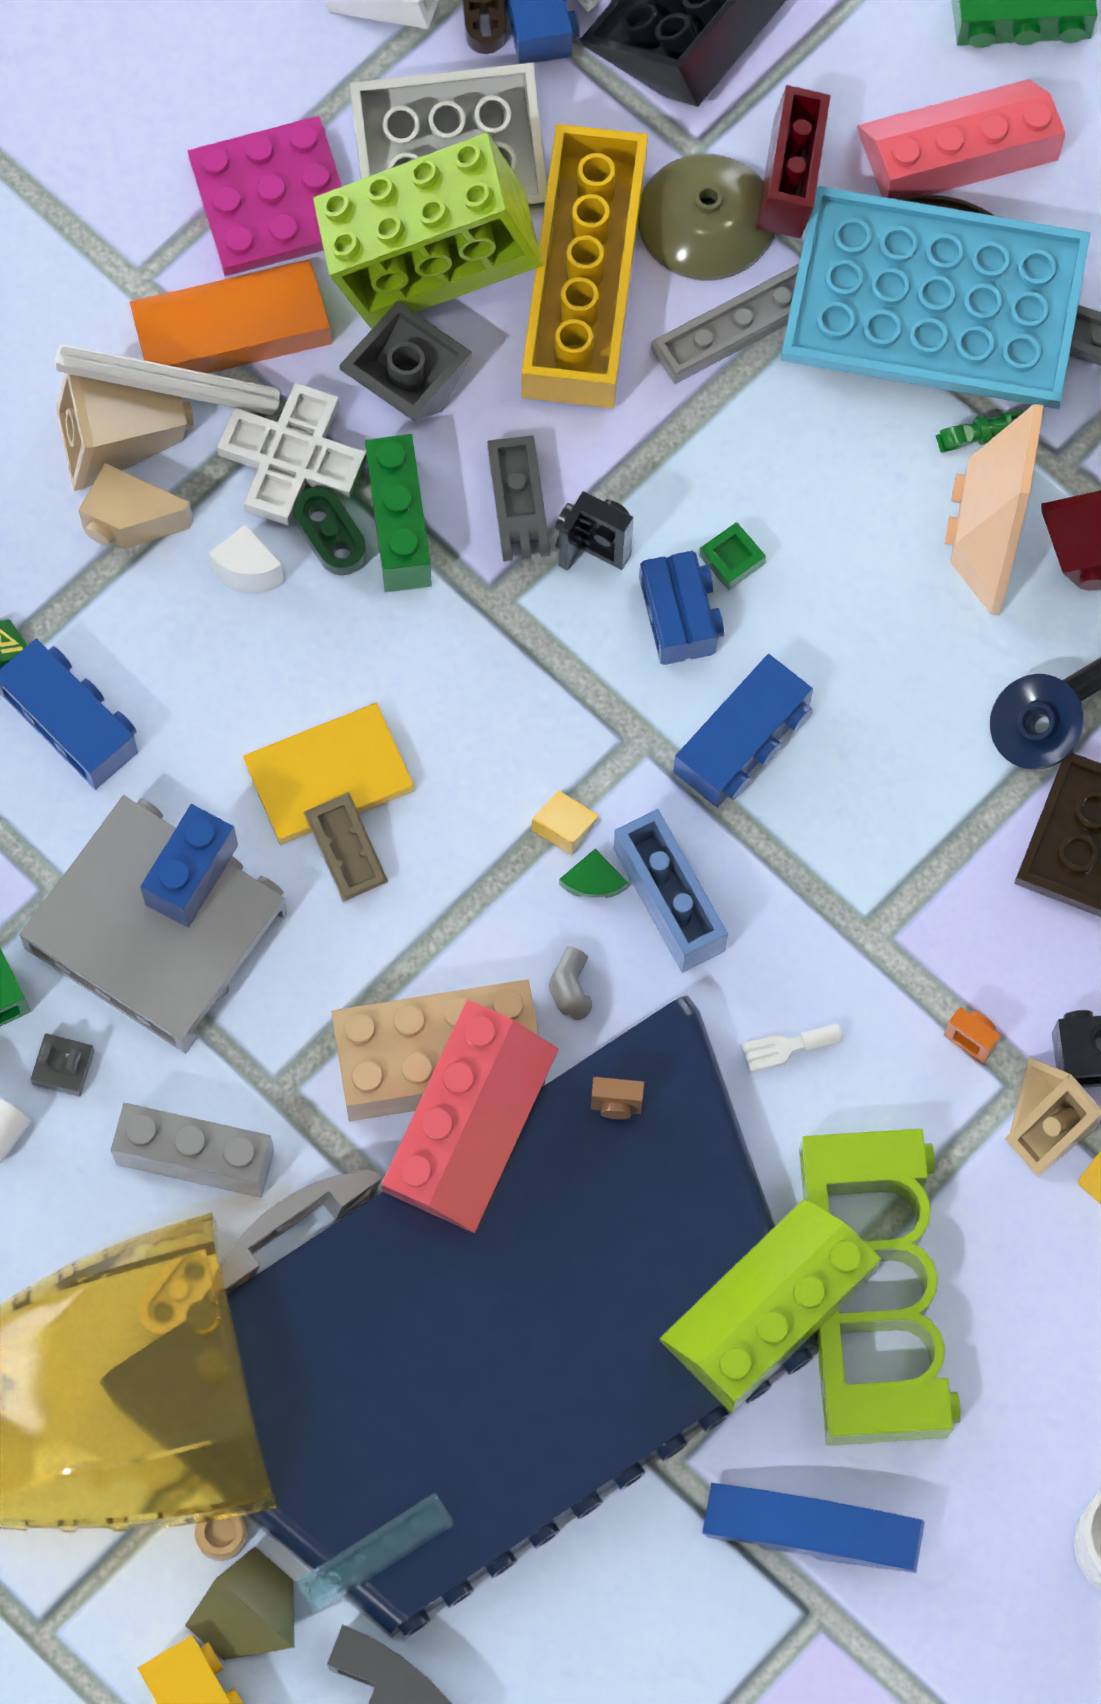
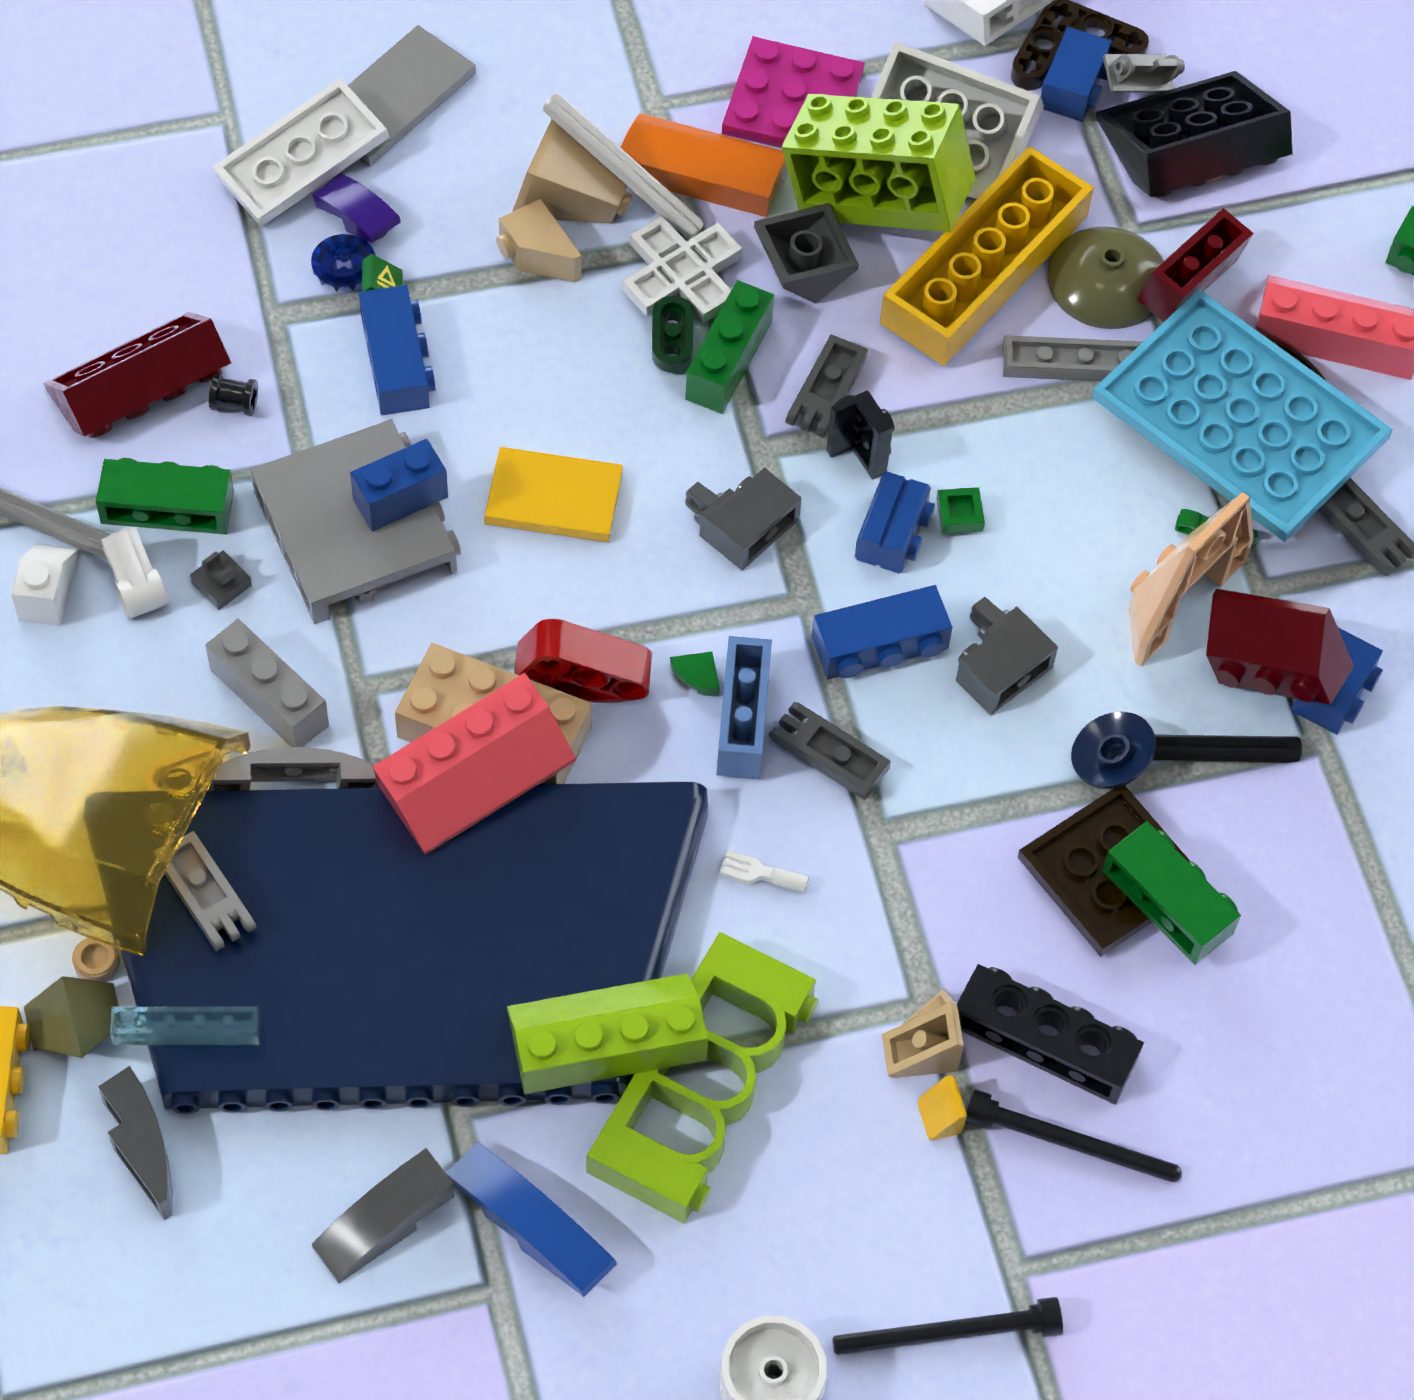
camera: 30 degrees right, 10 degrees down
(246, 563) = (594, 321): white brick -> none
(301, 1407) = (206, 892): none -> light grey hinge
(345, 847) = (528, 547): dark tan plate -> none
(486, 941) = (584, 662): none -> red beam
(535, 686) = (744, 520): none -> dark grey hinge
(564, 822) = (702, 622): yellow slope -> none
(565, 985) = (622, 733): light grey arm -> none
(617, 1097) = (595, 817): medium nougat plate -> none
(677, 1613) = (384, 1215): none -> dark grey slope
(774, 882) = (830, 750): none -> dark grey hinge
(875, 687) = (1008, 658): none -> dark grey hinge
(973, 1033) = (907, 941): orange plate -> none

